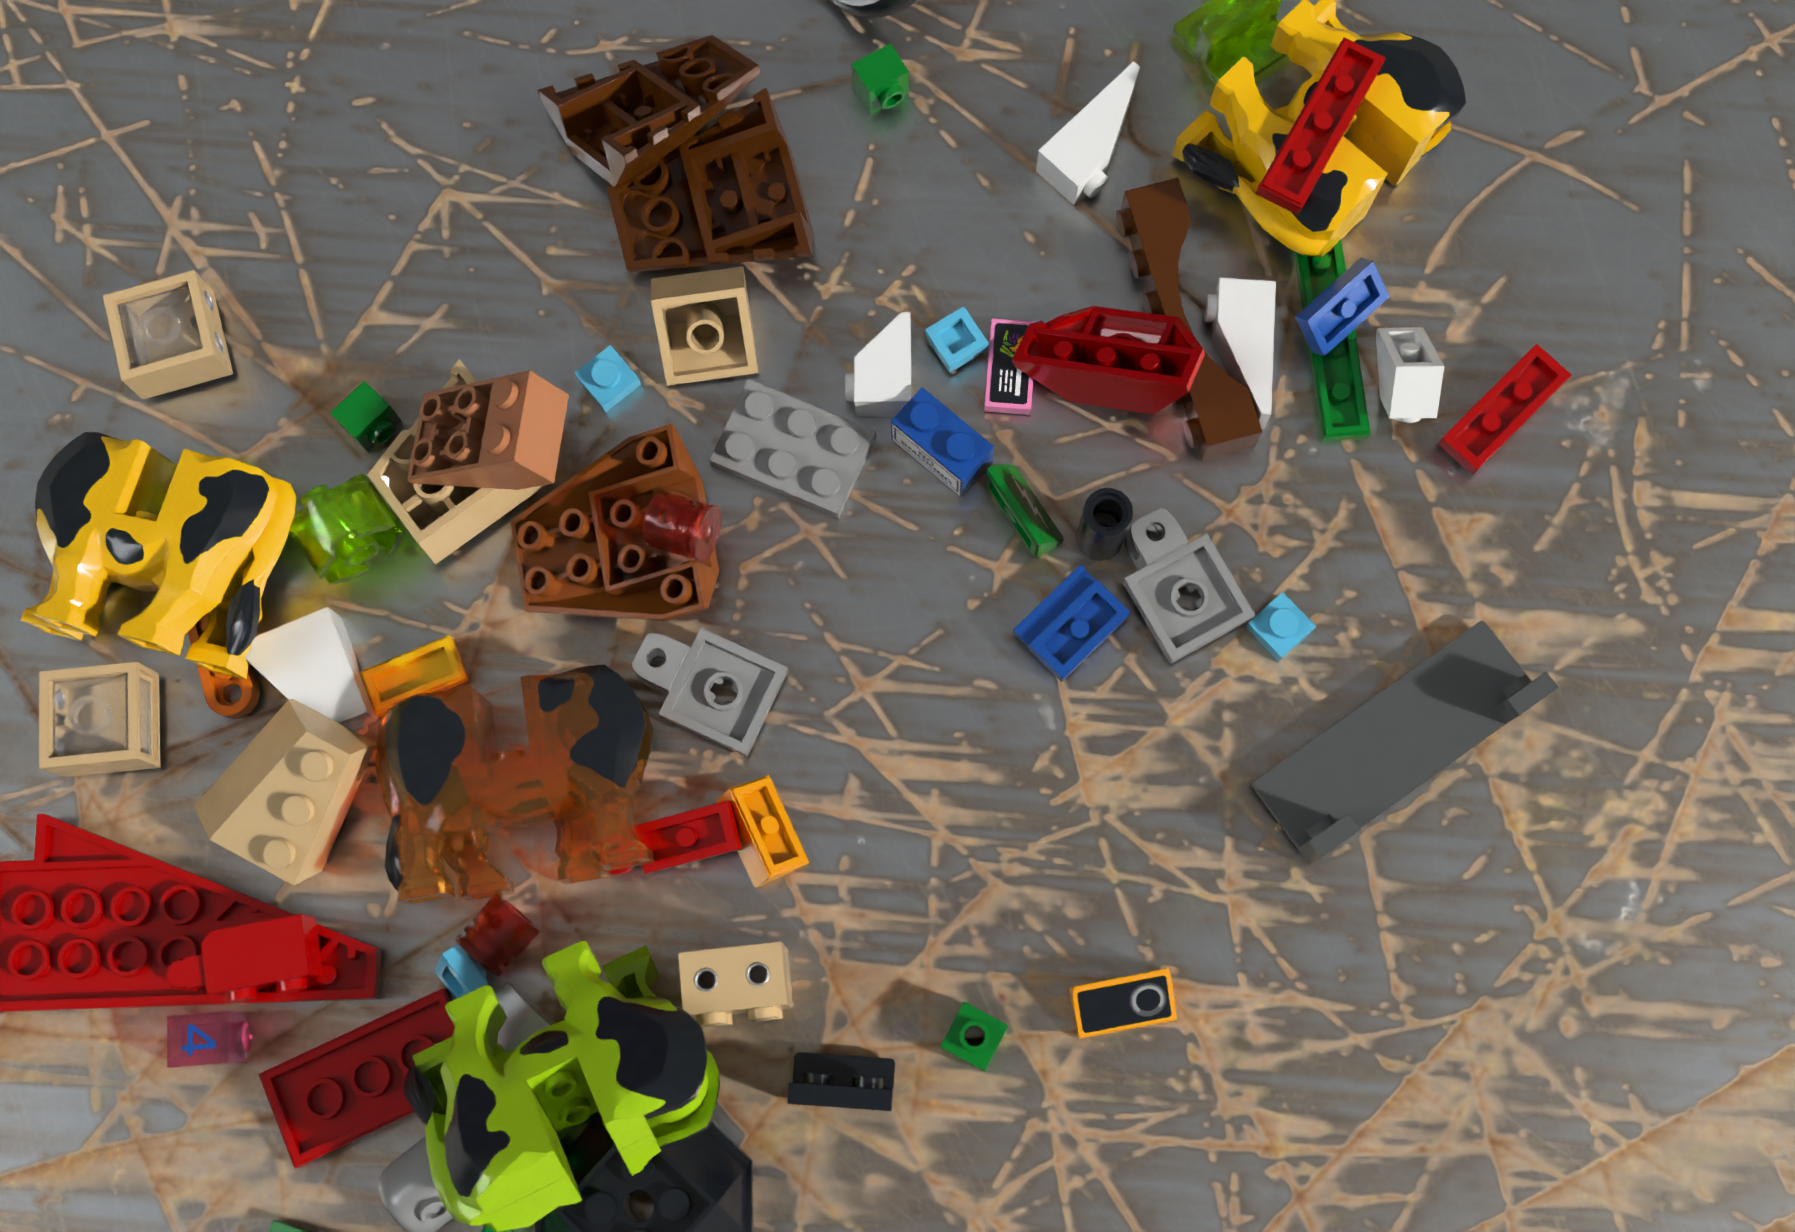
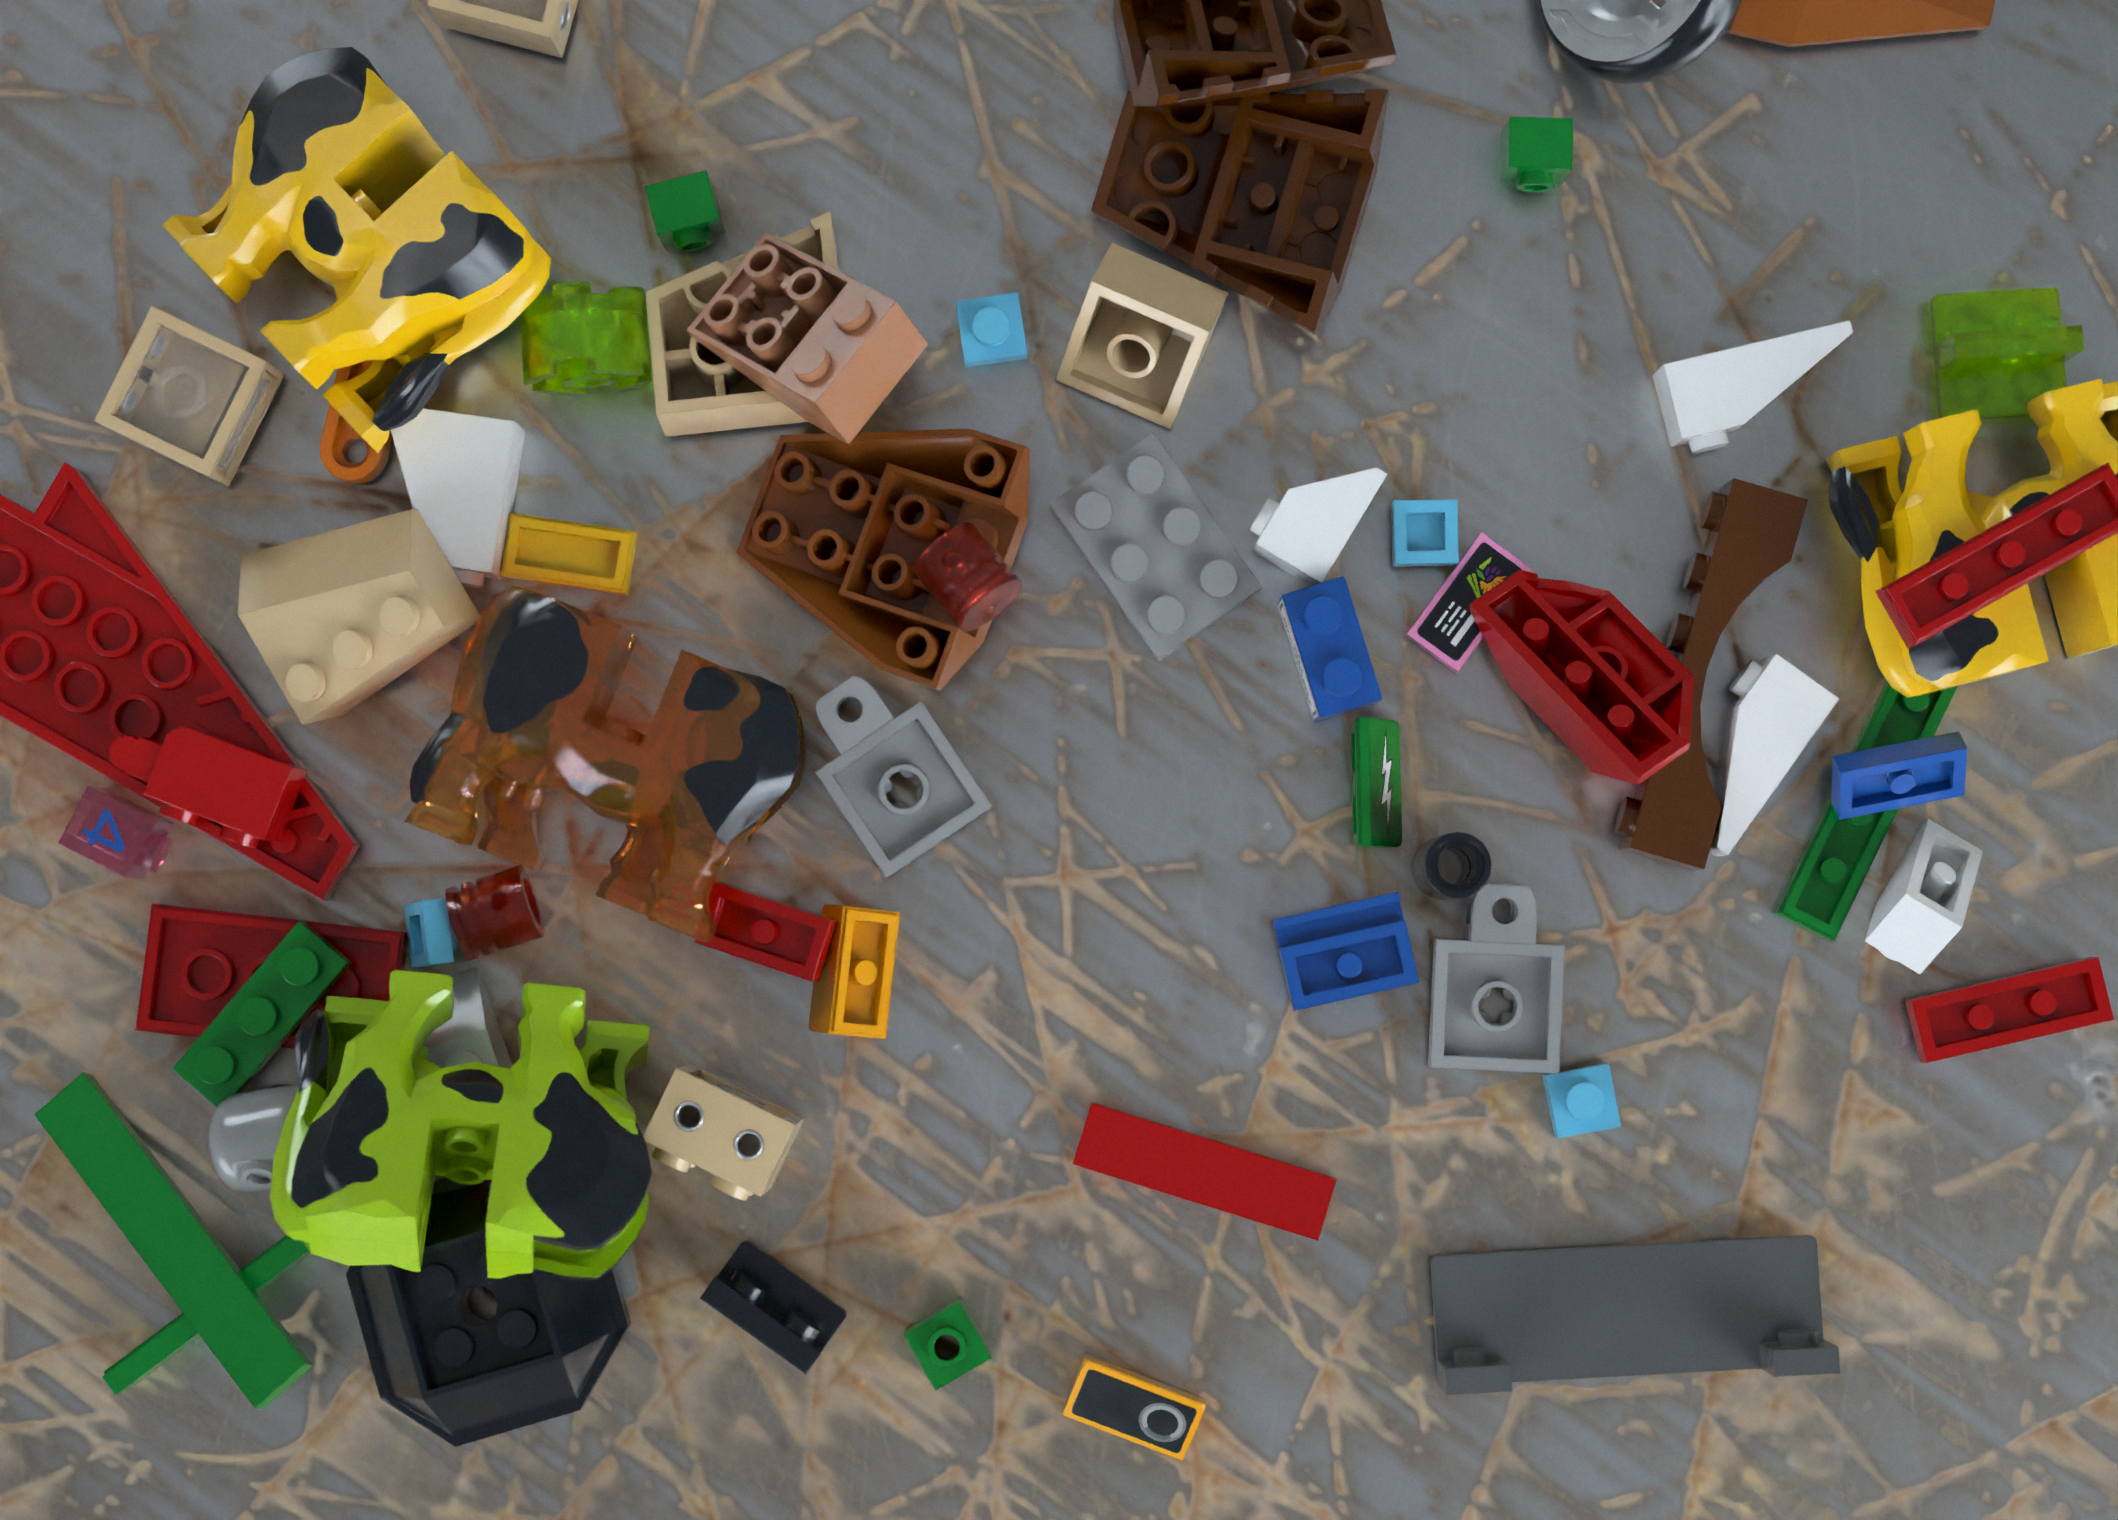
camera: 30 degrees right, 10 degrees up
(376, 1101) = (262, 1014): none -> green plate
(1070, 819) = (1204, 1171): none -> red tile

